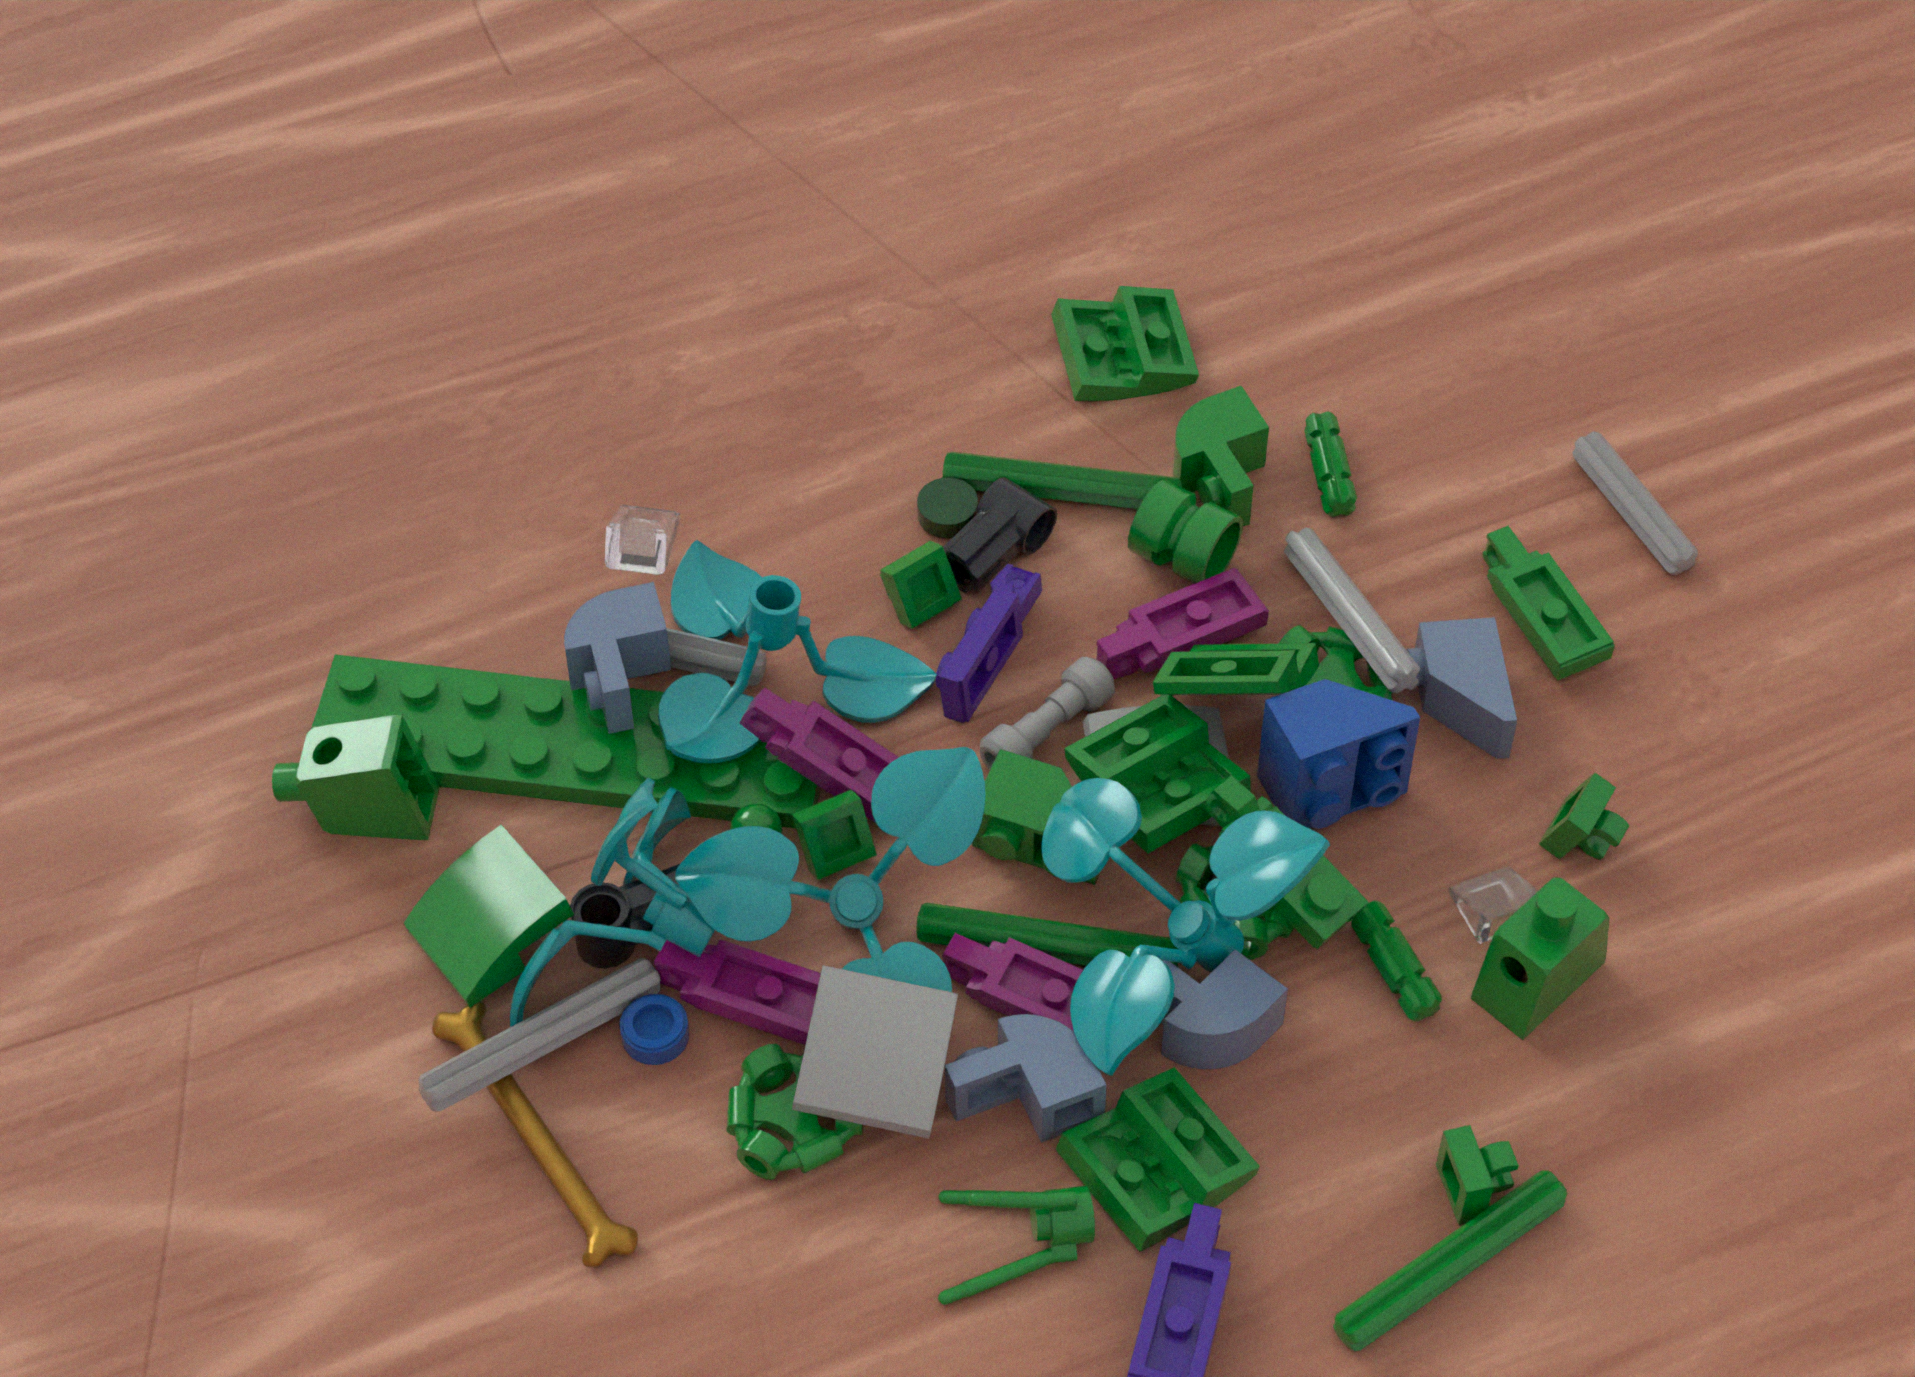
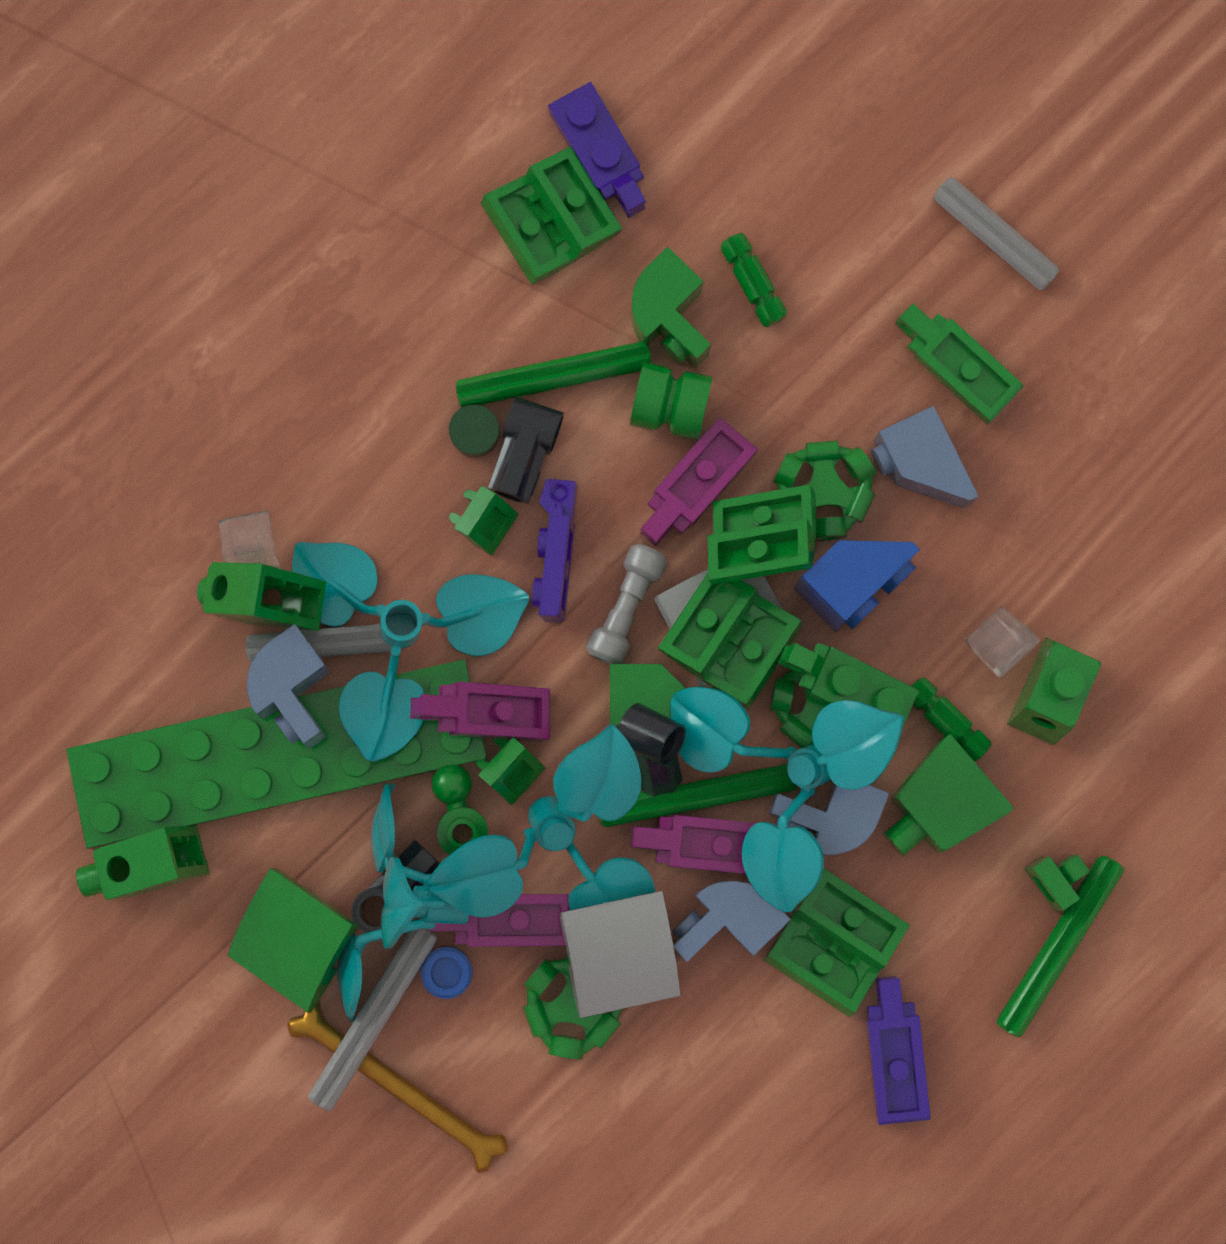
camera: 25 degrees left, 30 degrees up
(632, 546) = (238, 590): none -> green torso
(1016, 829) = (656, 746): none -> black piece
(1056, 1216) = (789, 1020): green plant -> none
(1206, 301) = (599, 146): none -> dark purple hinge
(1352, 610) = (821, 429): light grey axle -> none
(1359, 1038) = (944, 800): none -> green torso
(1585, 821) = (1045, 553): green tile -> none

